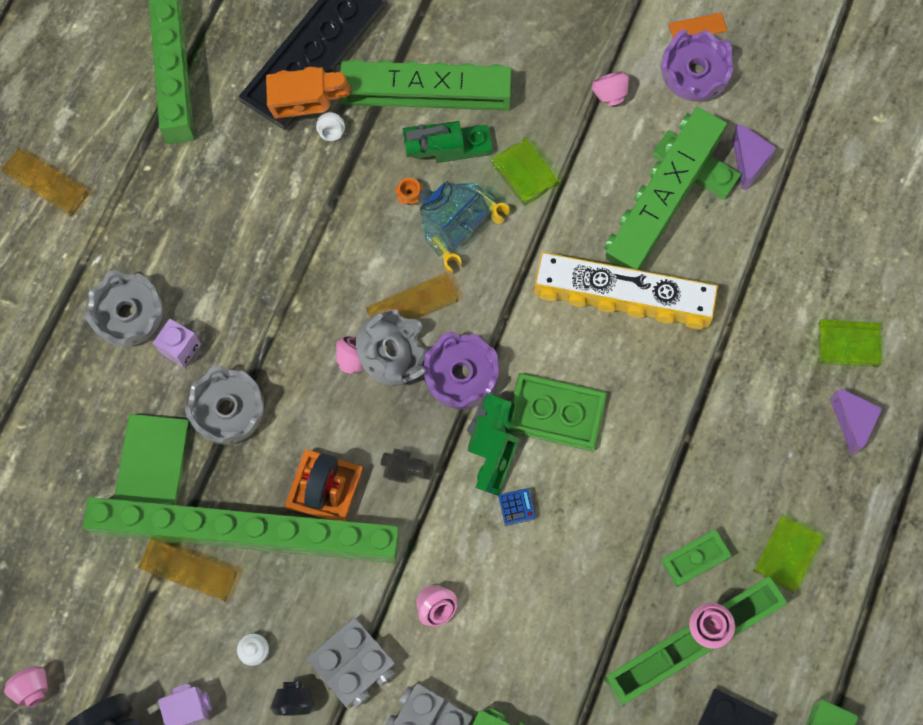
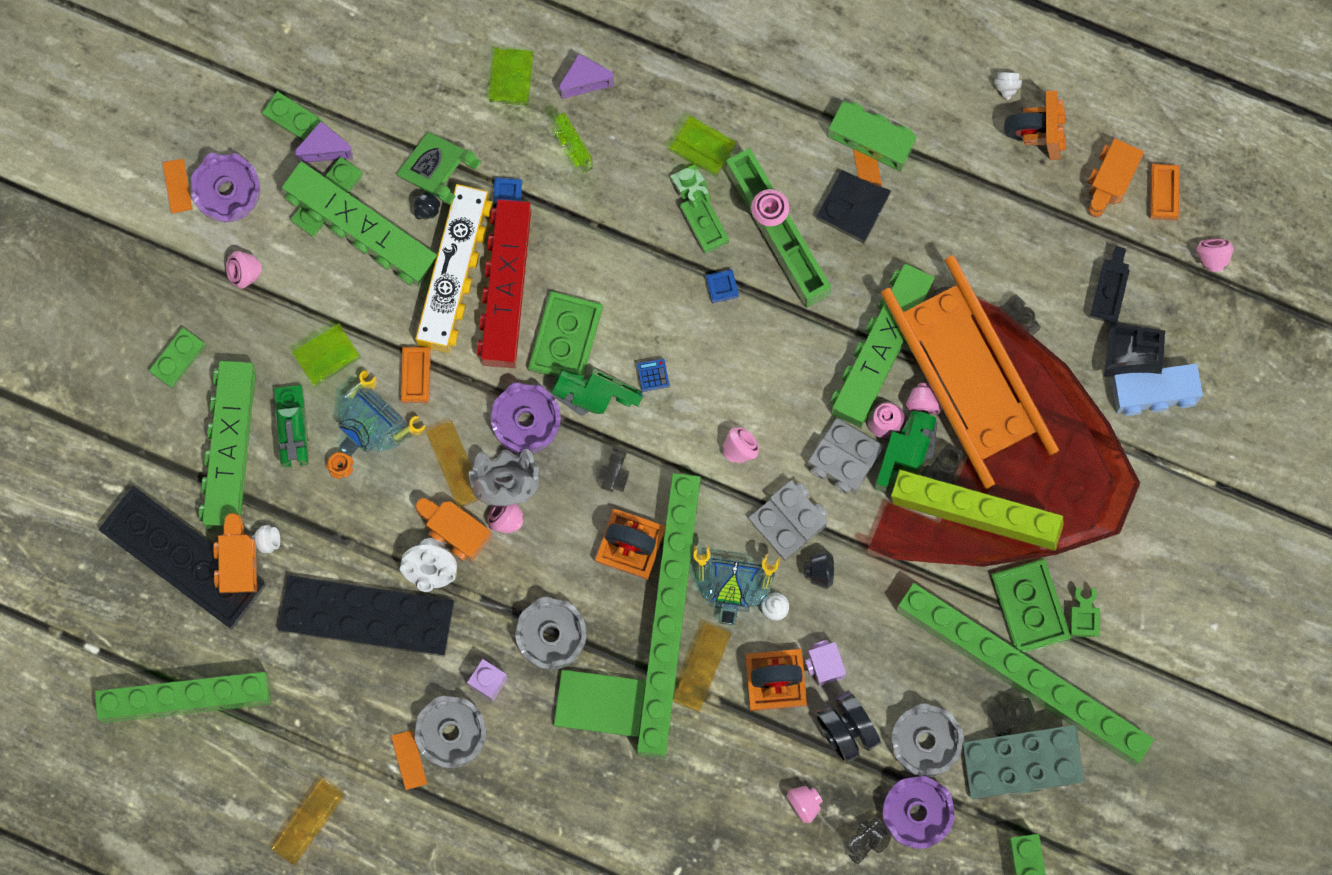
camera: 90 degrees left, 5 degrees up
(93, 276) = (409, 759): none -> orange sticker
(169, 652) = (776, 680): none -> orange plate
(251, 227) = (366, 616): none -> black plate
(276, 599) = (732, 583): none -> clear light blue torso
(301, 278) = (429, 565): none -> white plate
(341, 303) = (454, 528): none -> orange hinge
(508, 261) = (415, 374): none -> orange tile
(517, 36) = (177, 358): none -> bright green plate
(612, 344) = (506, 284): none -> red brick
(624, 581) = (722, 286): none -> blue tile
(691, 259) = (425, 206): none -> black plate
(715, 344) = (507, 190): none -> blue tile
(738, 263) = (434, 163): none -> bright green flag
(739, 541) = (691, 184): none -> bright green plate
(782, 124) = (291, 116): none -> bright green plate
(783, 403) = (568, 135): none -> clear neon green plate

